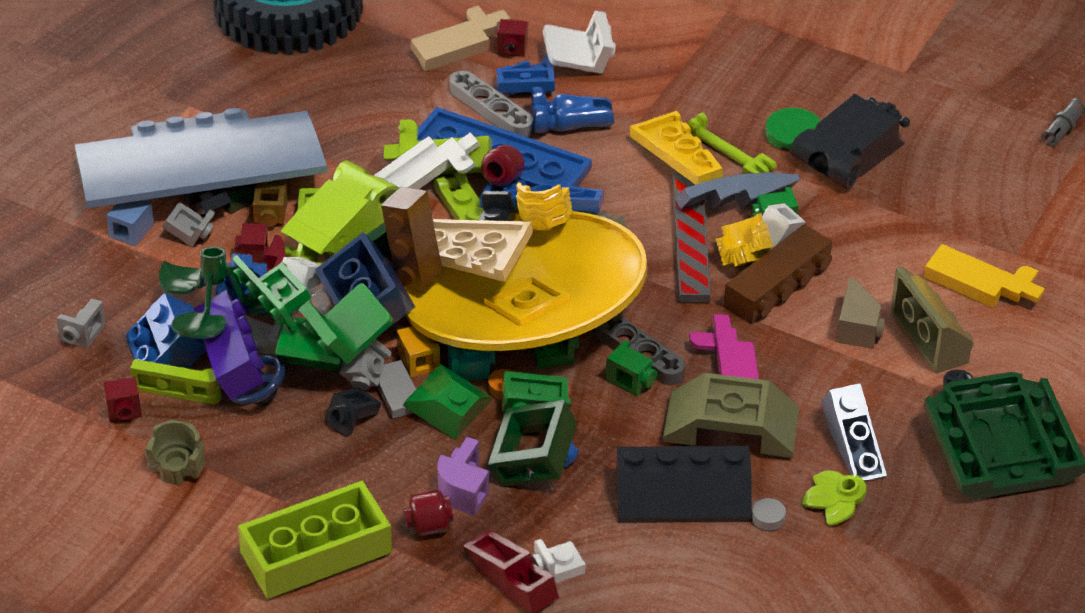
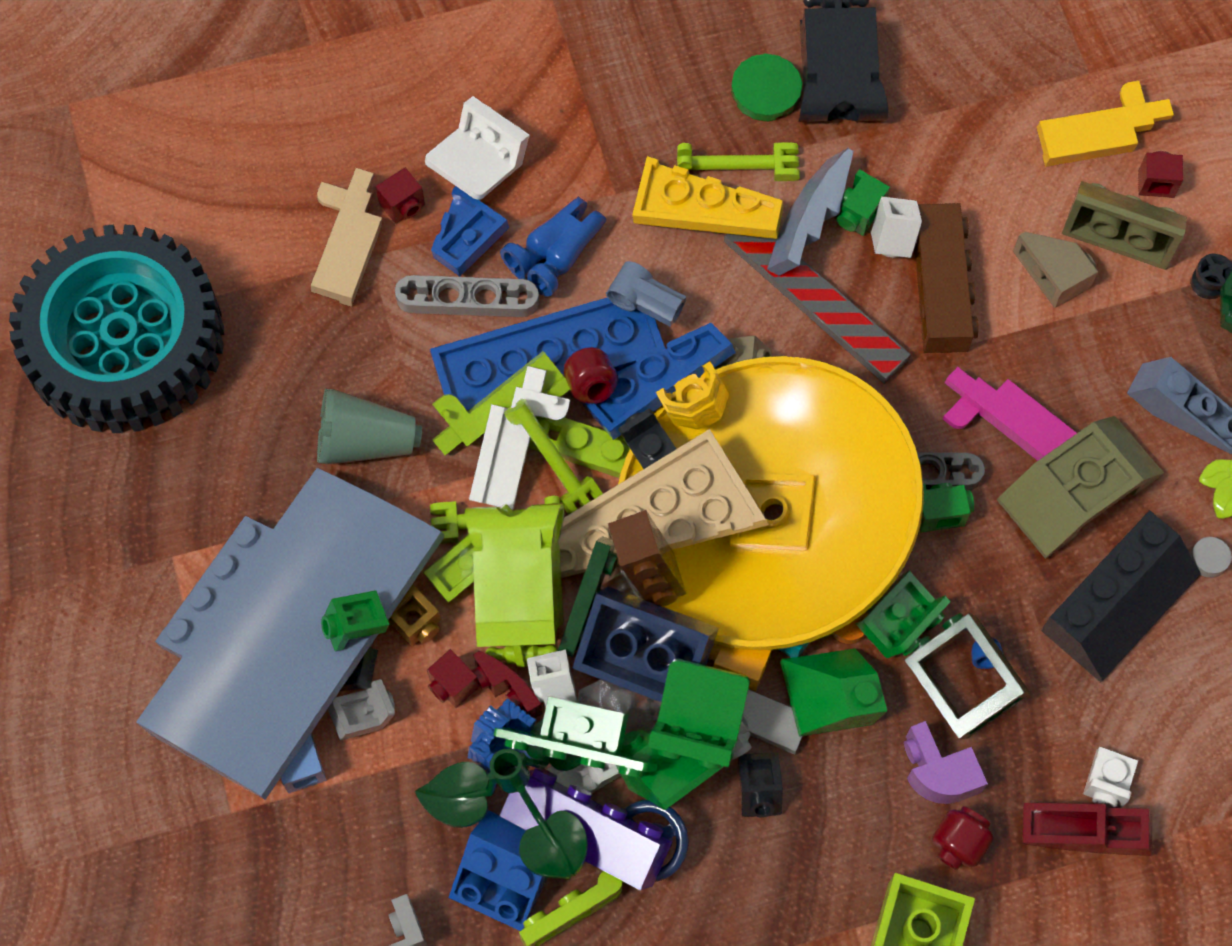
camera: 45 degrees left, 25 degrees up
(230, 159) = (353, 618): none -> green bracket
(349, 109) = (363, 430): none -> sand green cone
(437, 147) = (577, 490): none -> lime hinge
(583, 153) = (638, 290): none -> sand blue piece
(744, 241) = (888, 269): yellow hair -> none
(989, 321) = (1160, 174): none -> dark red plate

